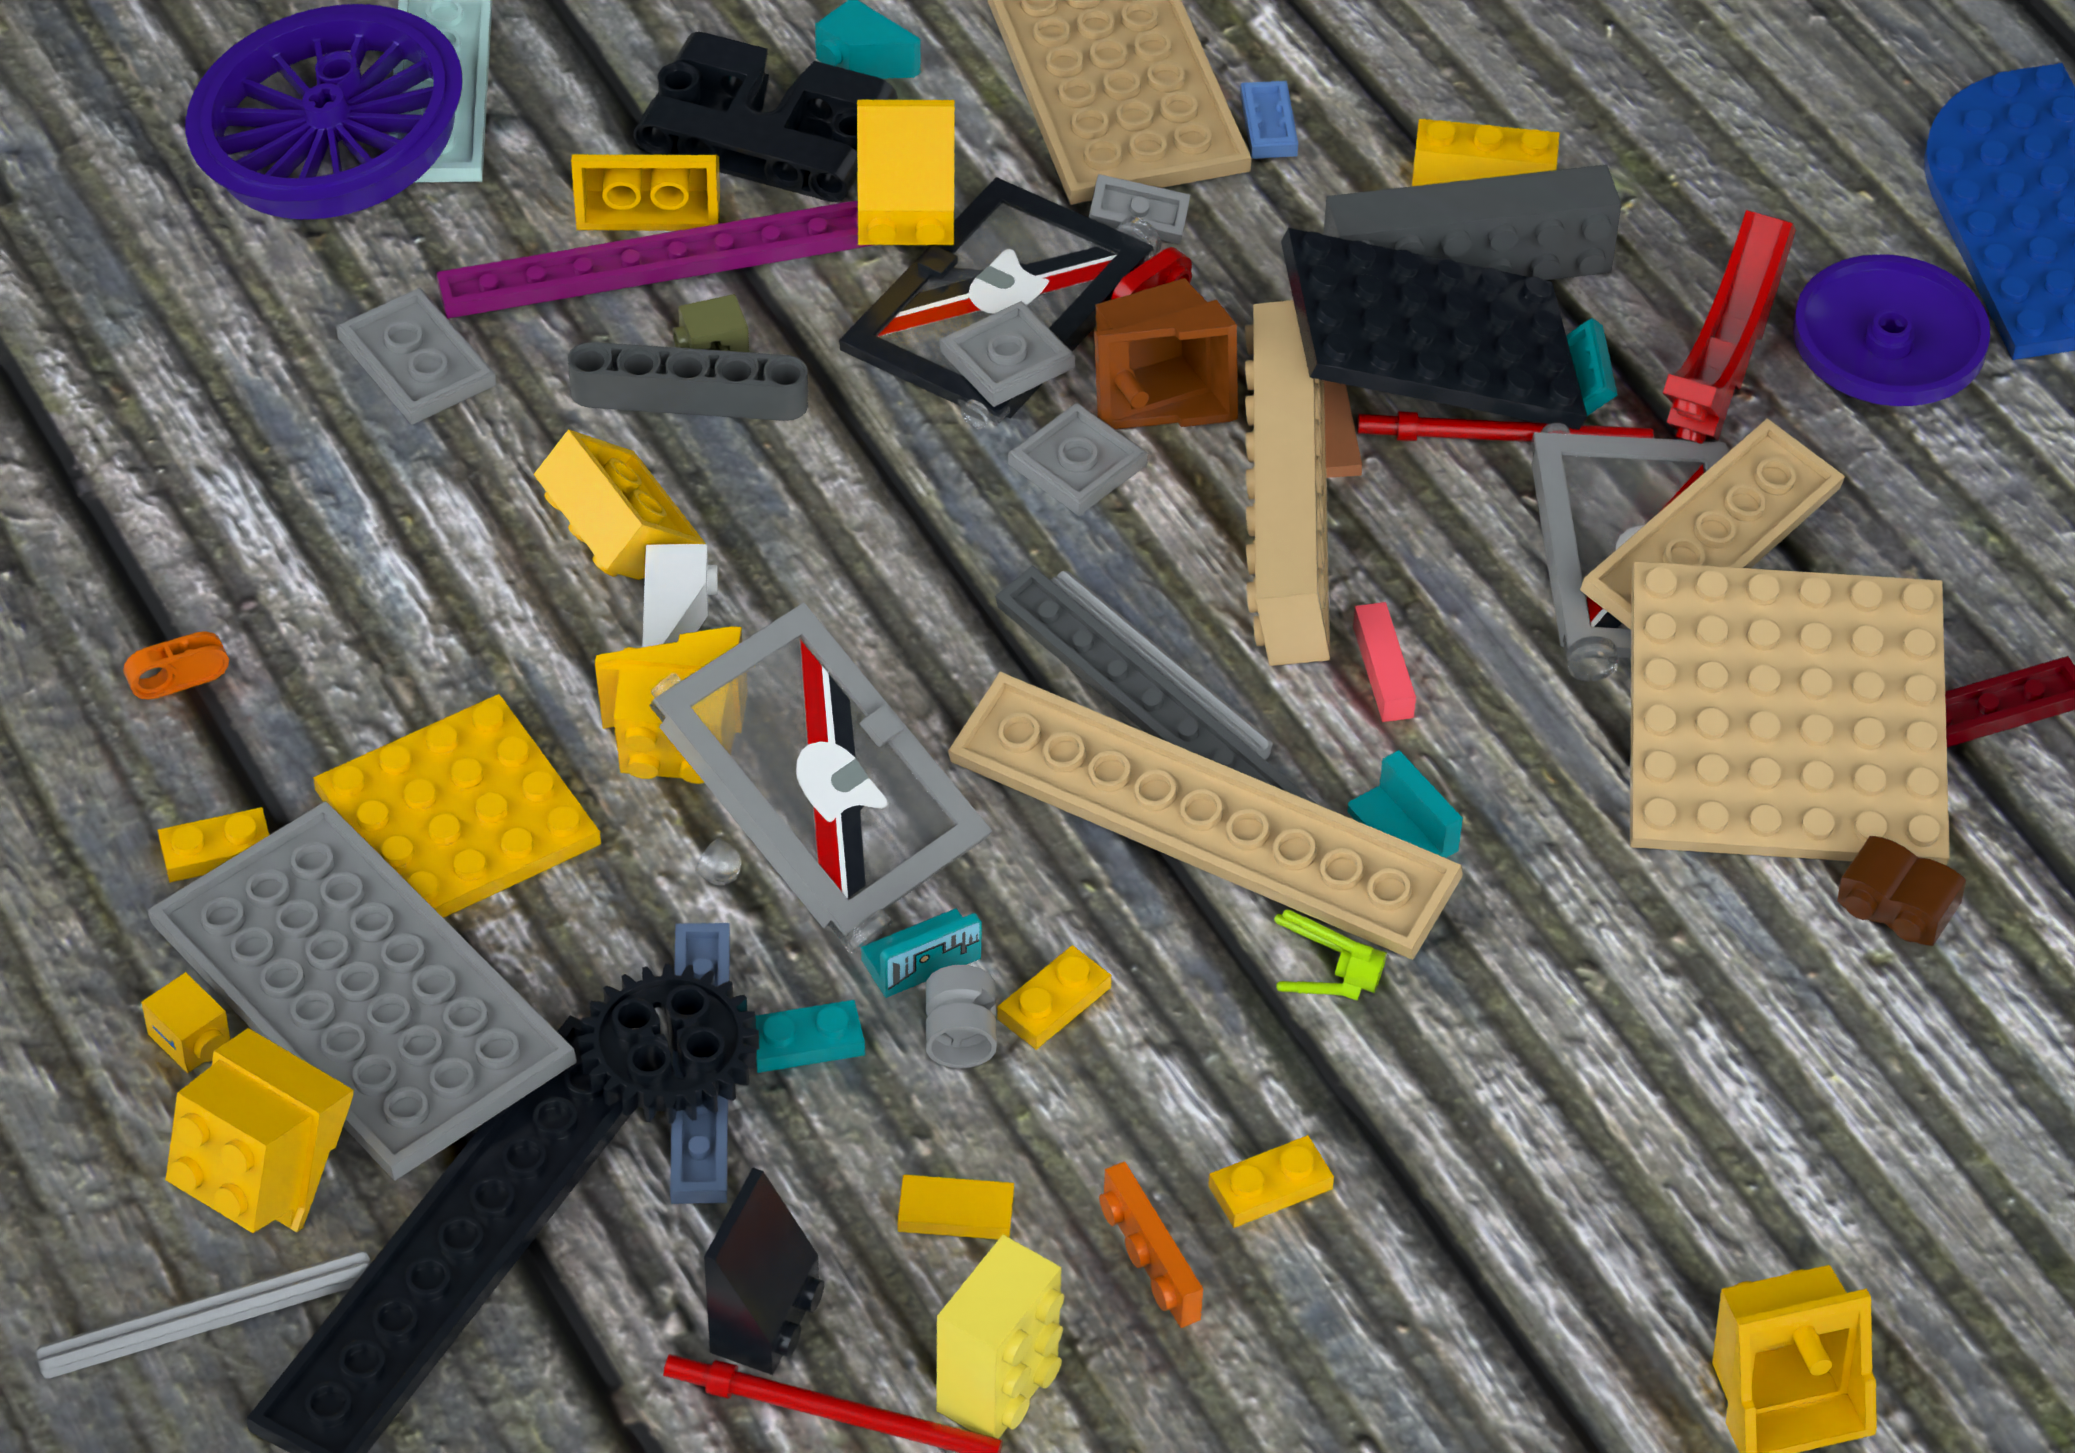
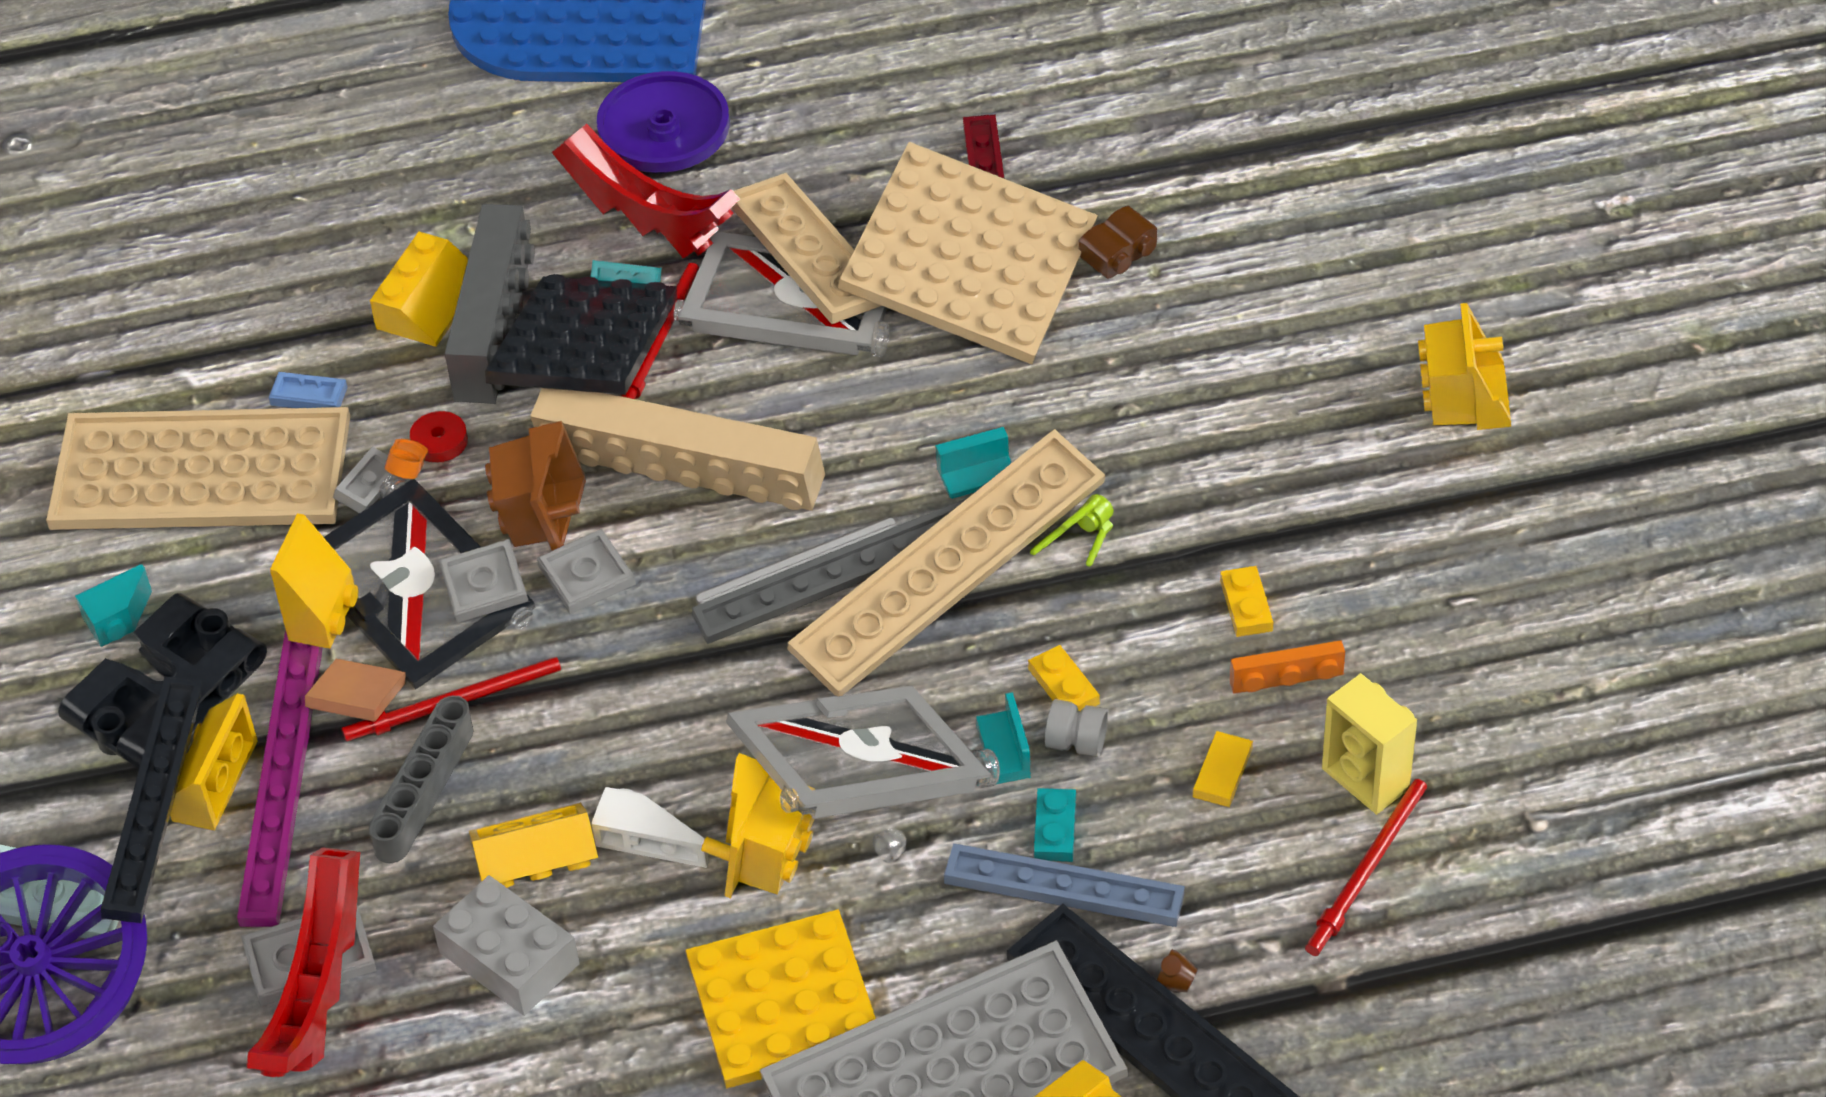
camera: 70 degrees left, 0 degrees up
(347, 352) = (327, 930): none -> red arch
(456, 519) = (506, 945): none -> light grey brick
(550, 131) = (152, 801): none -> black plate
(583, 1206) = (1177, 972): none -> reddish brown bar
(699, 1023) = (1062, 887): black gear -> none
(712, 325) = (379, 753): olive brick -> none
(759, 1279) = (1277, 875): black slope -> none
(772, 329) = (469, 693): none -> red bar
(803, 285) = (355, 689): none -> nougat tile
(1159, 270) = (441, 484): red plate -> none
(1185, 227) = (406, 458): none -> orange piece
(1248, 262) = (443, 424): none -> red piece
(1384, 662) = (848, 445): coral piece -> none

